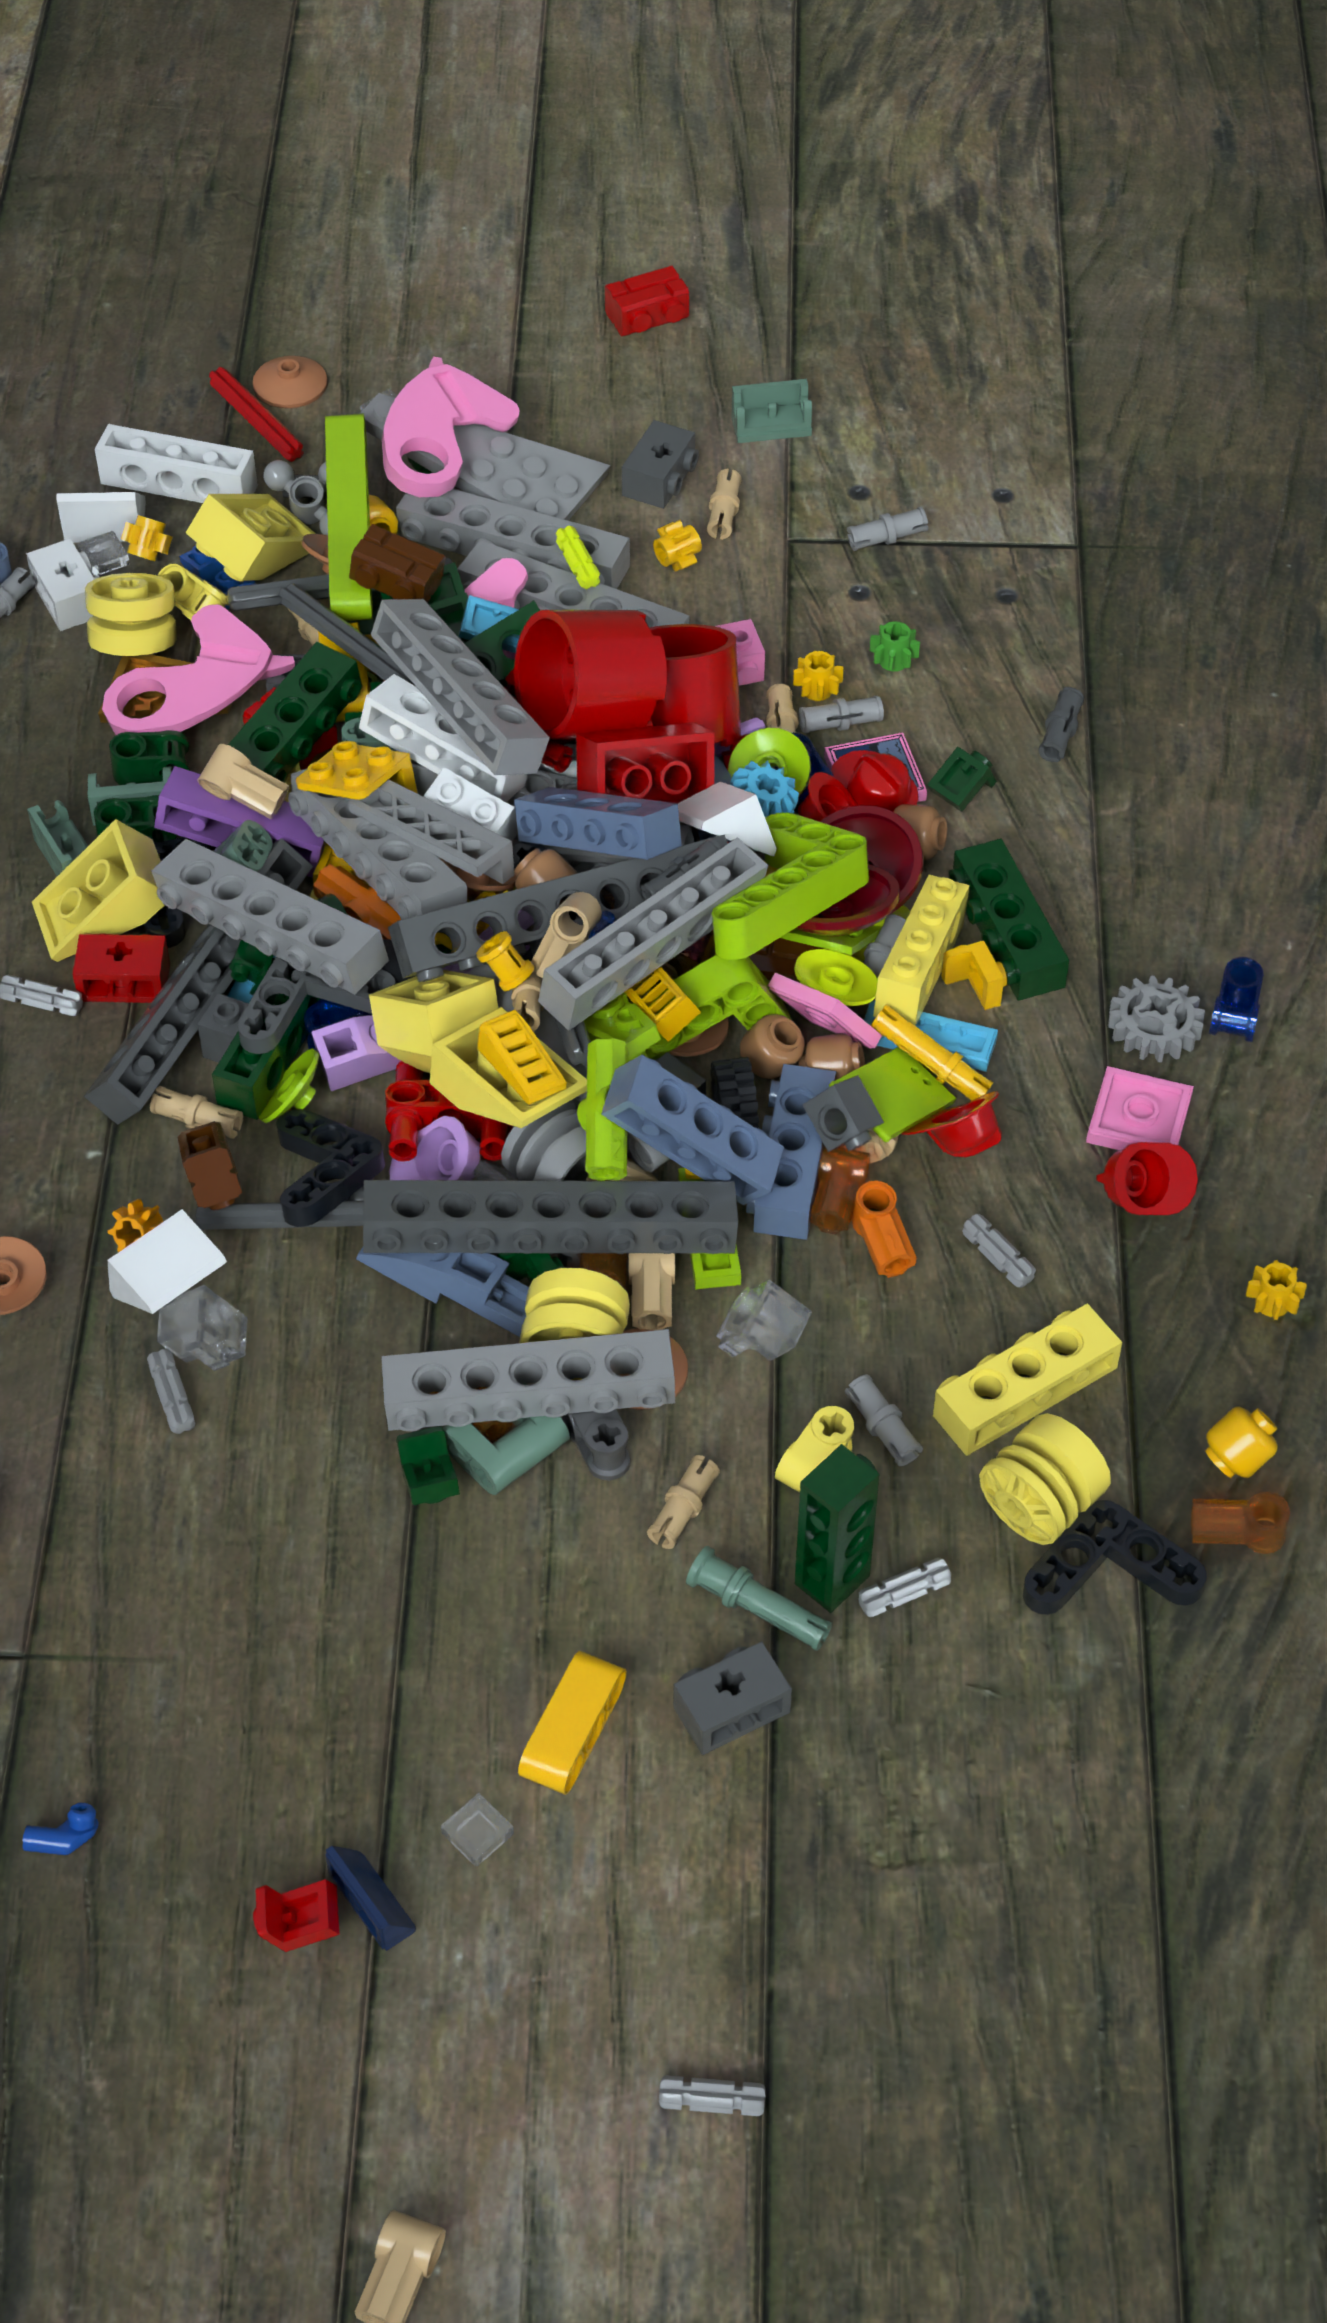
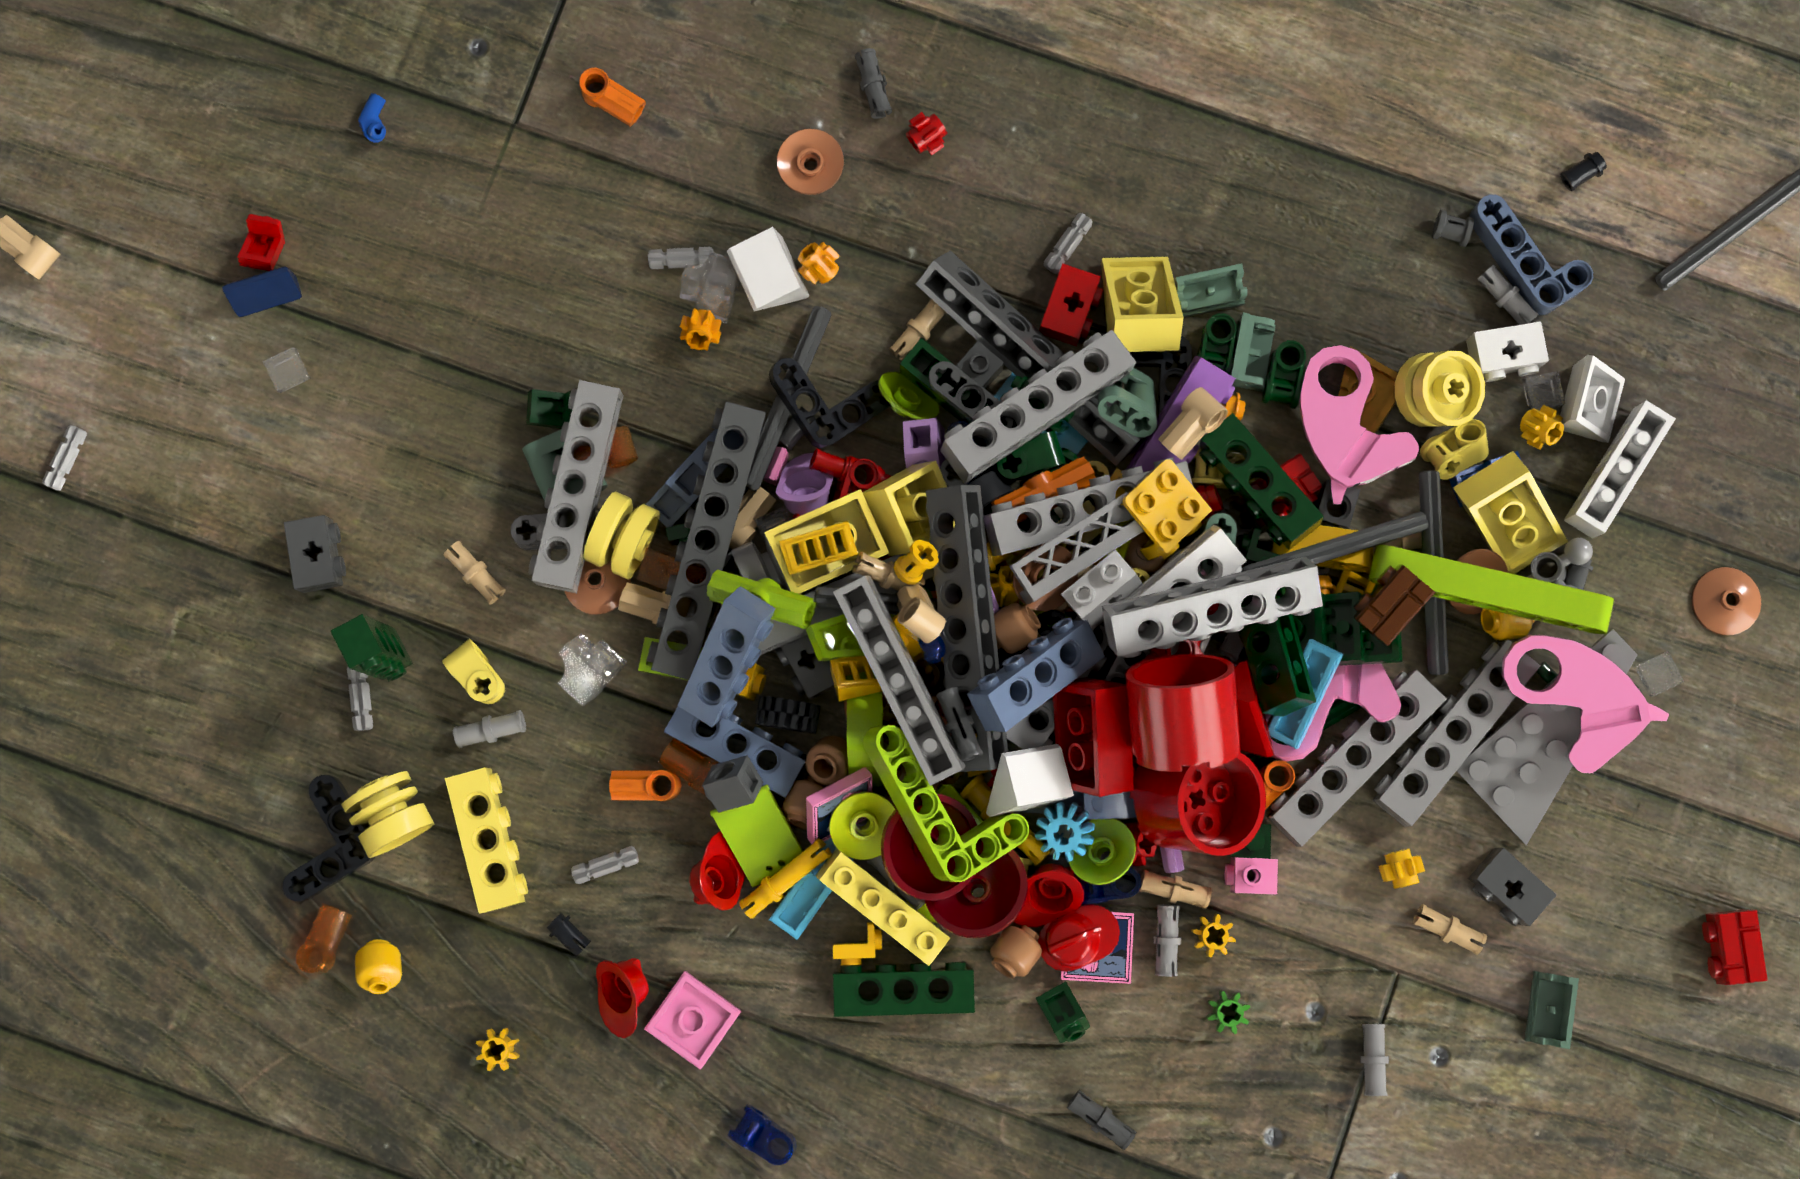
camera: 110 degrees right, 30 degrees up
(209, 1166) = (846, 319): reddish brown brick -> none
(256, 414) = (1685, 559): red axle -> none
(266, 1331) = (700, 329): none -> light orange gear
(572, 1722) = (334, 448): yellow beam -> none
(577, 557) = (1393, 771): neon yellow axle -> none
(738, 1588) = (393, 585): sand green pin -> none
(1098, 1267) = (566, 932): none -> black pin
(1156, 1018) = (753, 1067): light grey gear -> none

